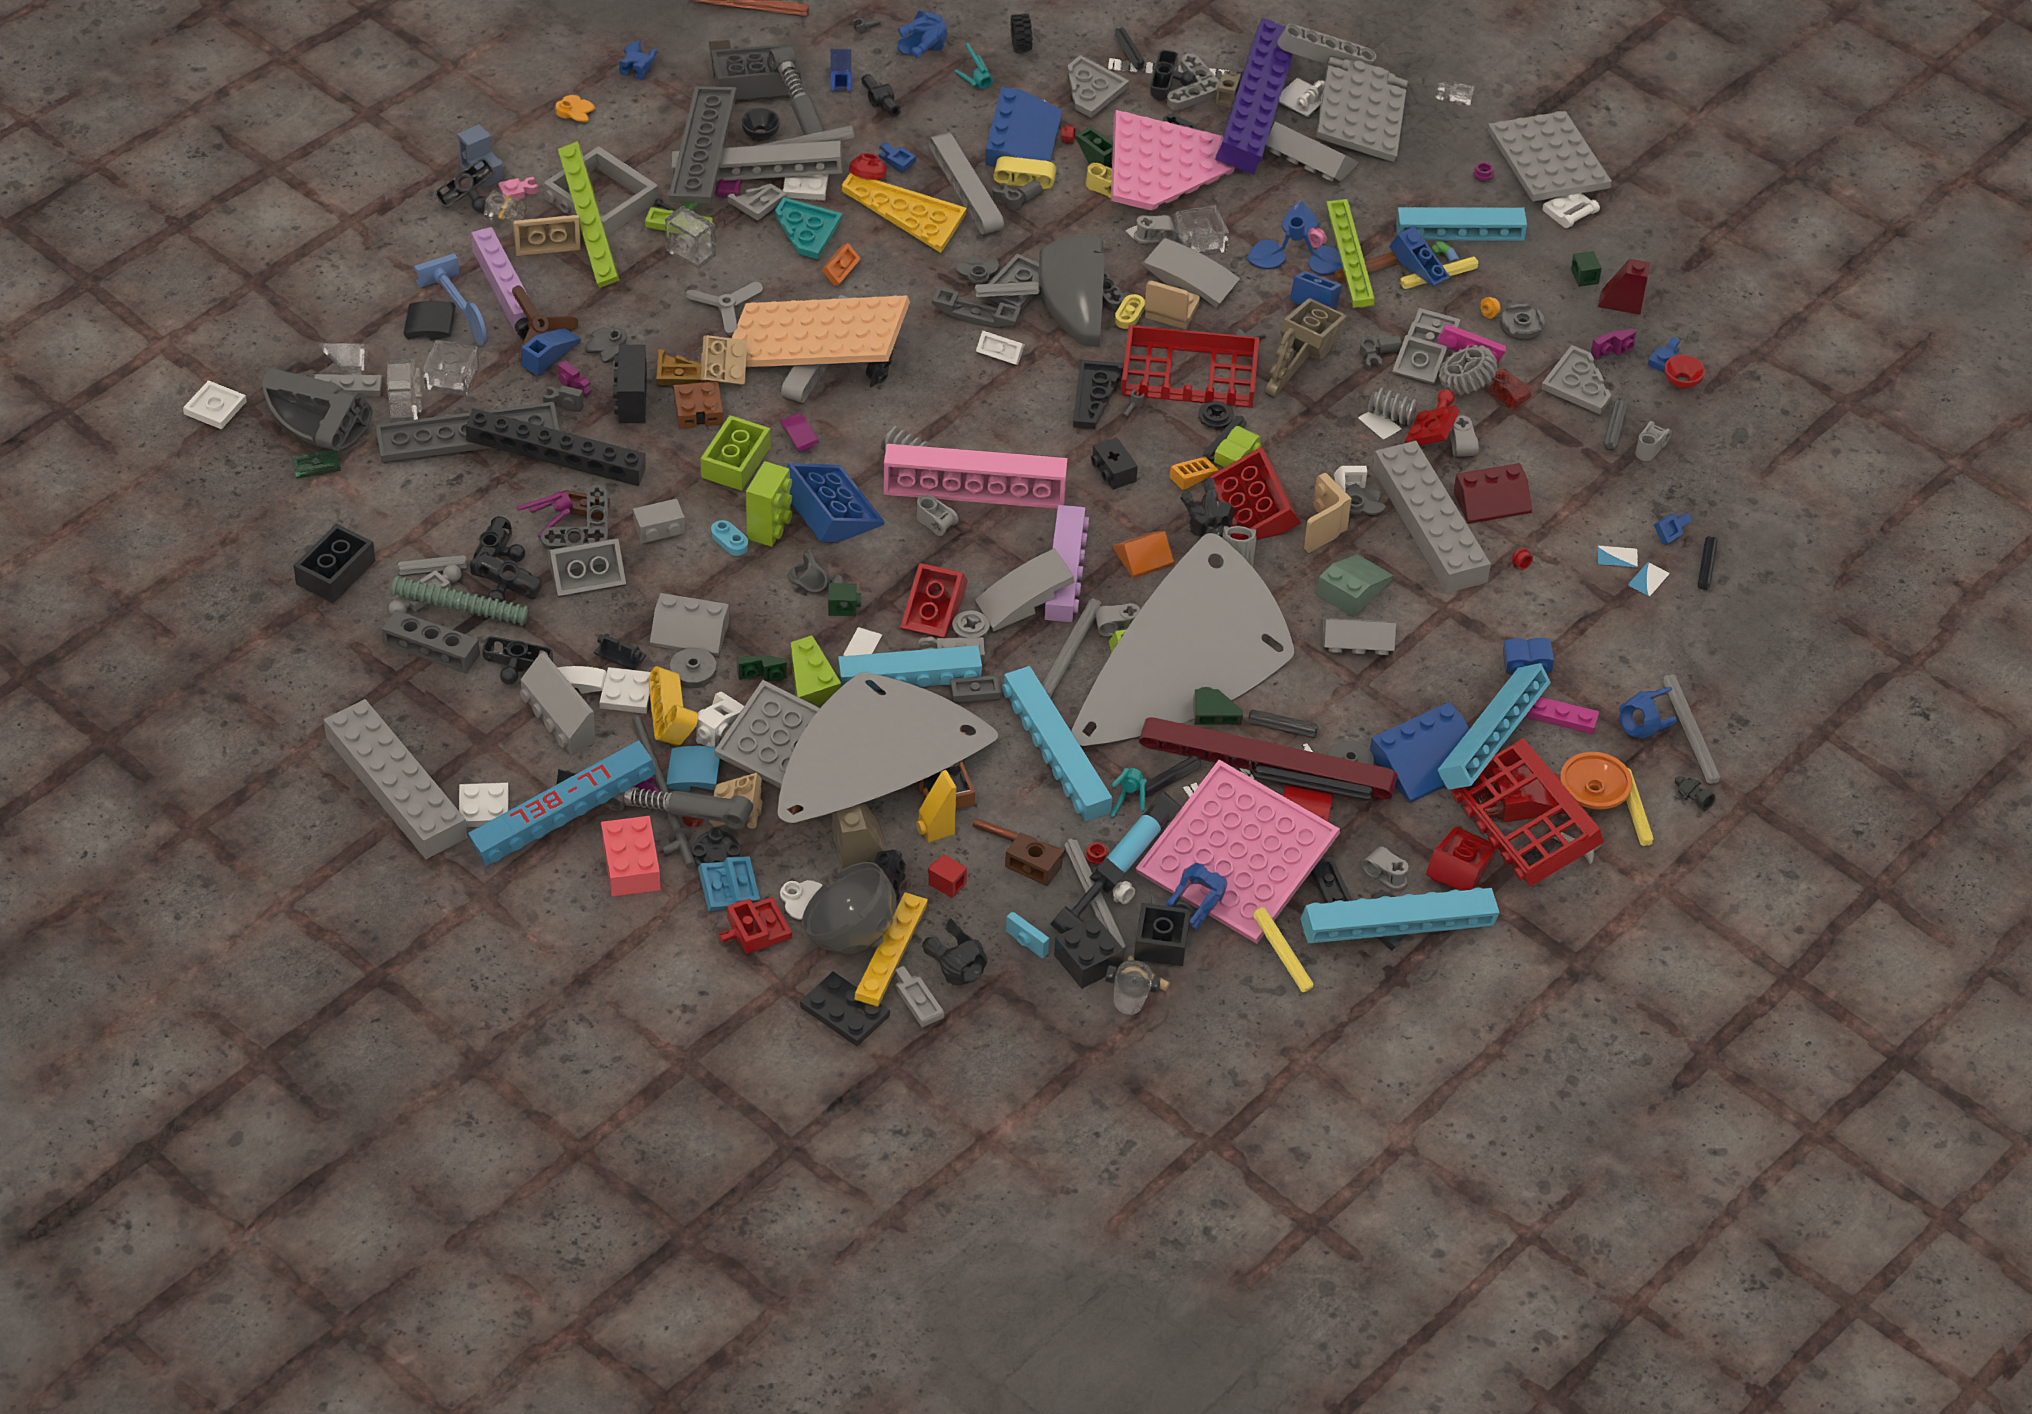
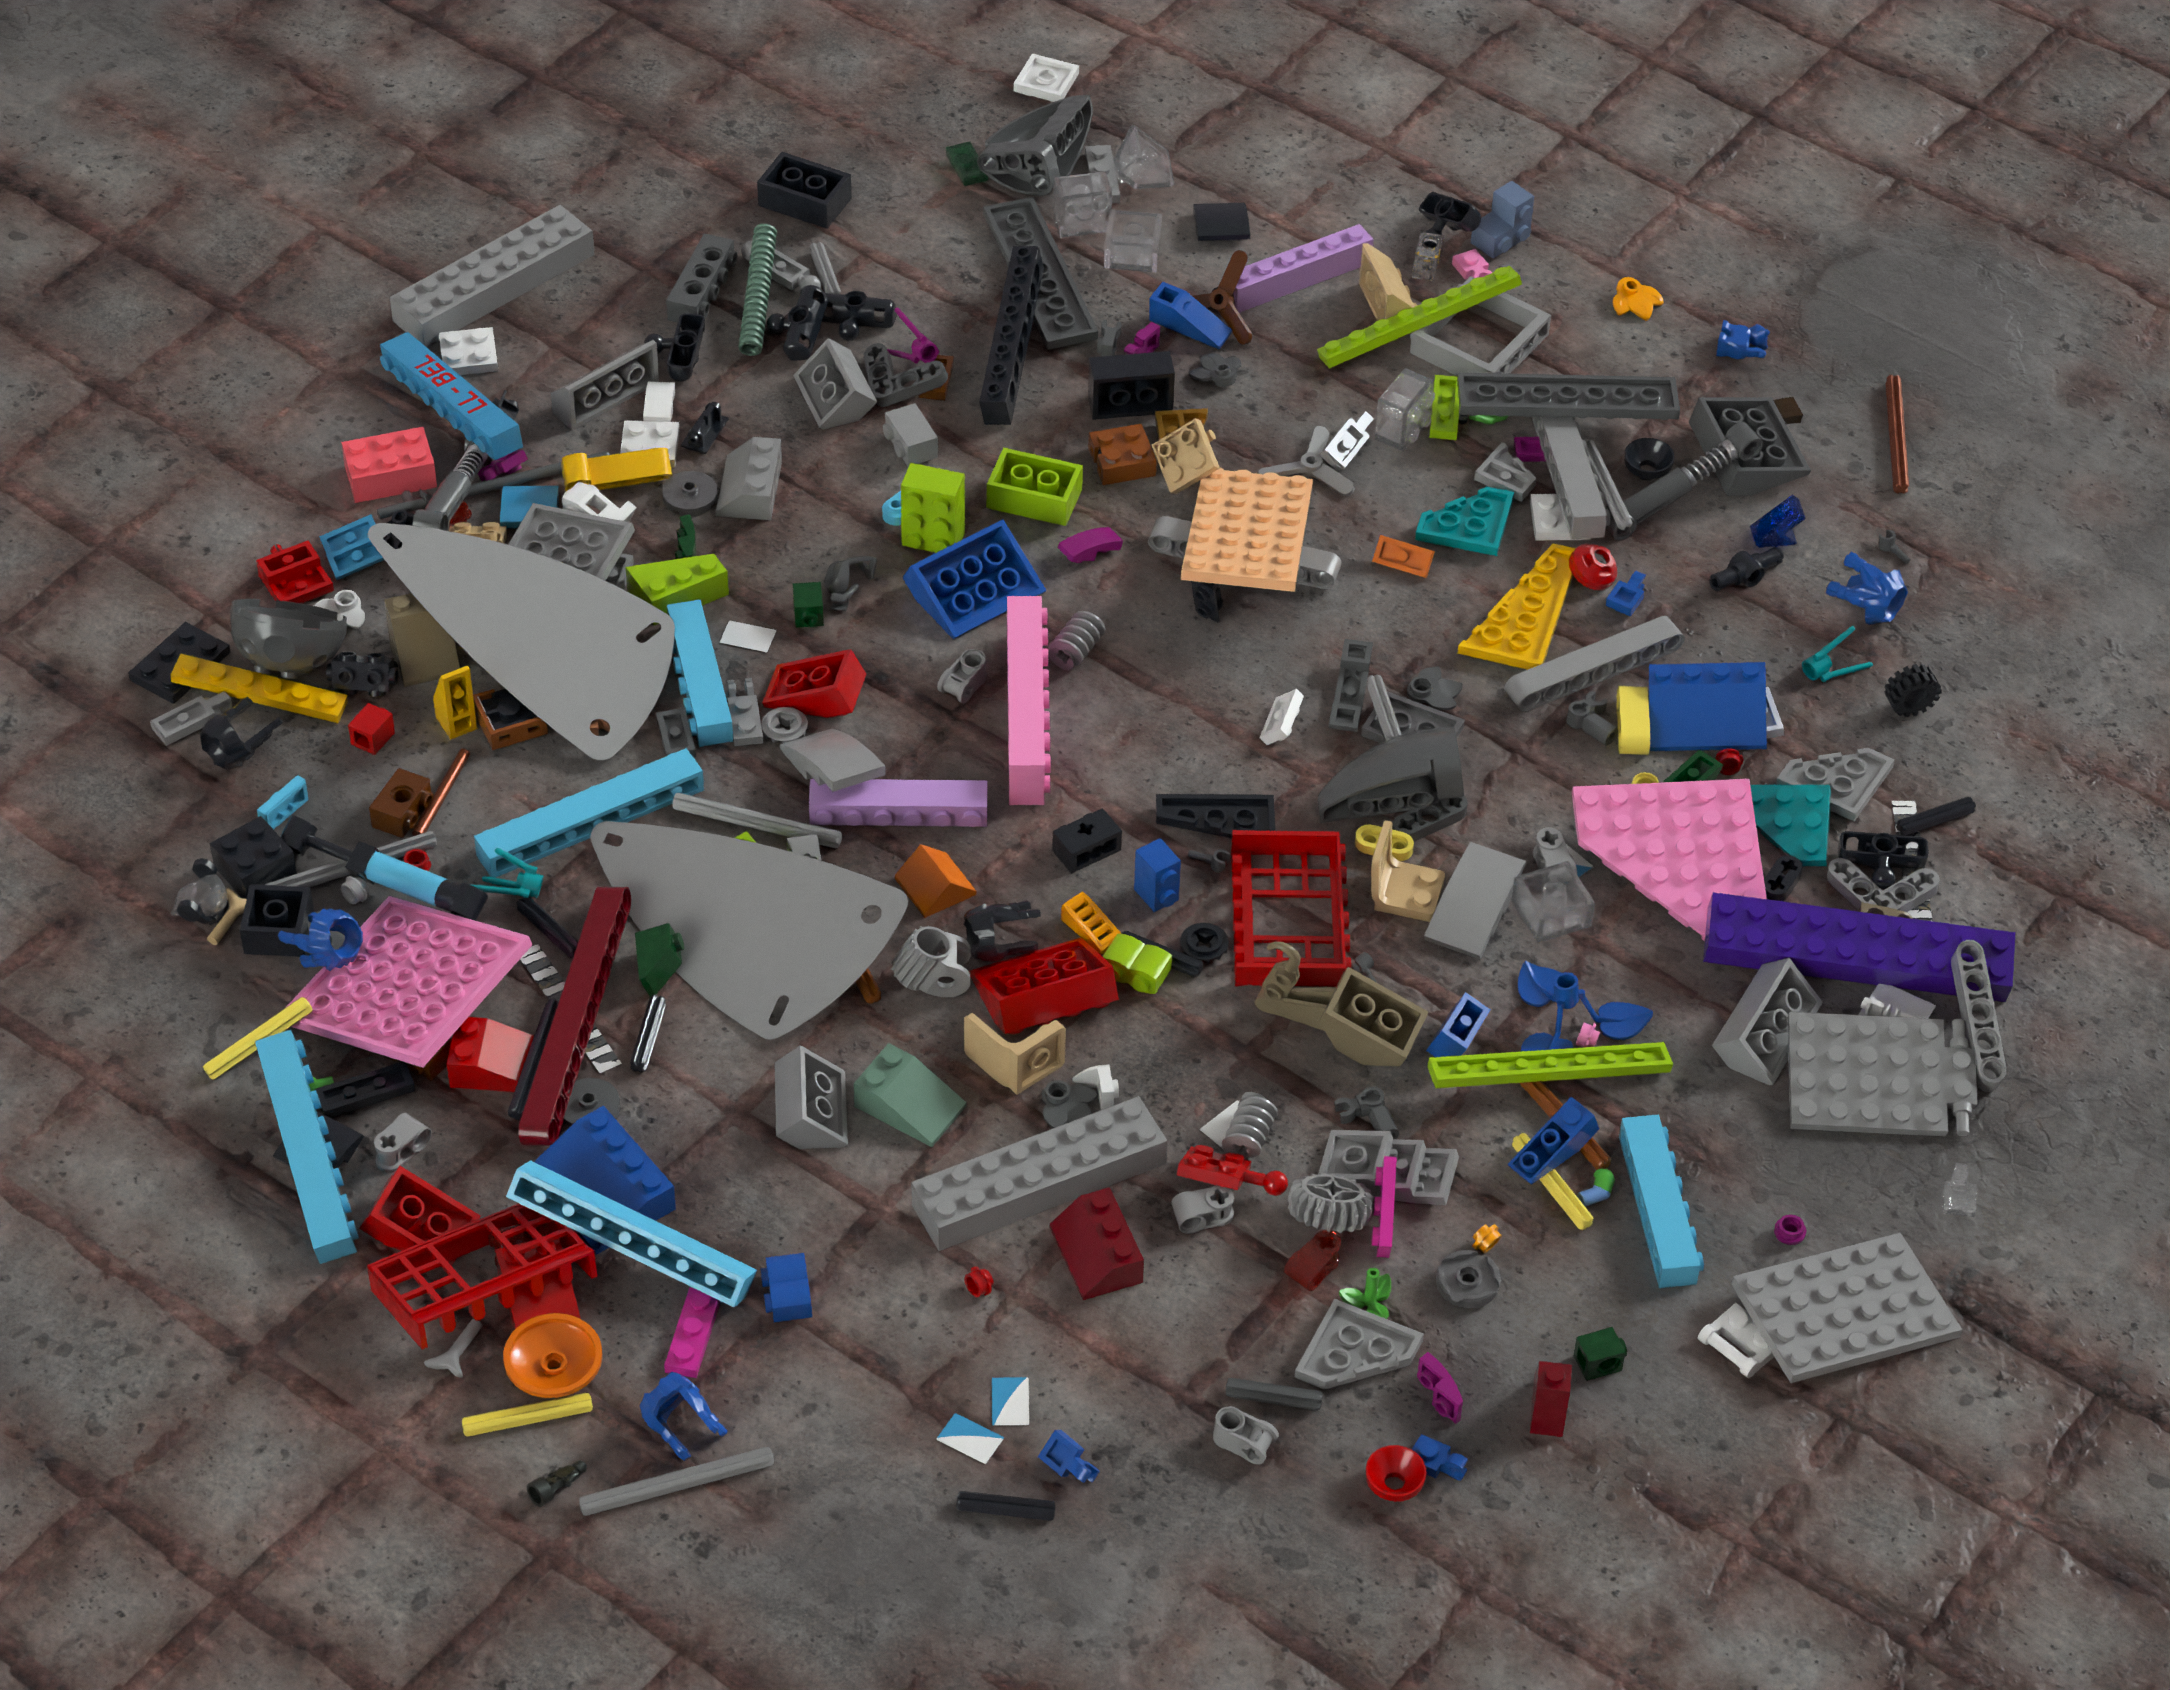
camera: 85 degrees right, 0 degrees up
(440, 271) = (1213, 242): medium blue piece -> none
(708, 278) = (1346, 442): none -> hinge
(1129, 101) = (1795, 819): none -> teal plate
(1163, 422) = (1157, 875): none -> blue brick
(1535, 368) = (1376, 1289): none -> bright green plant

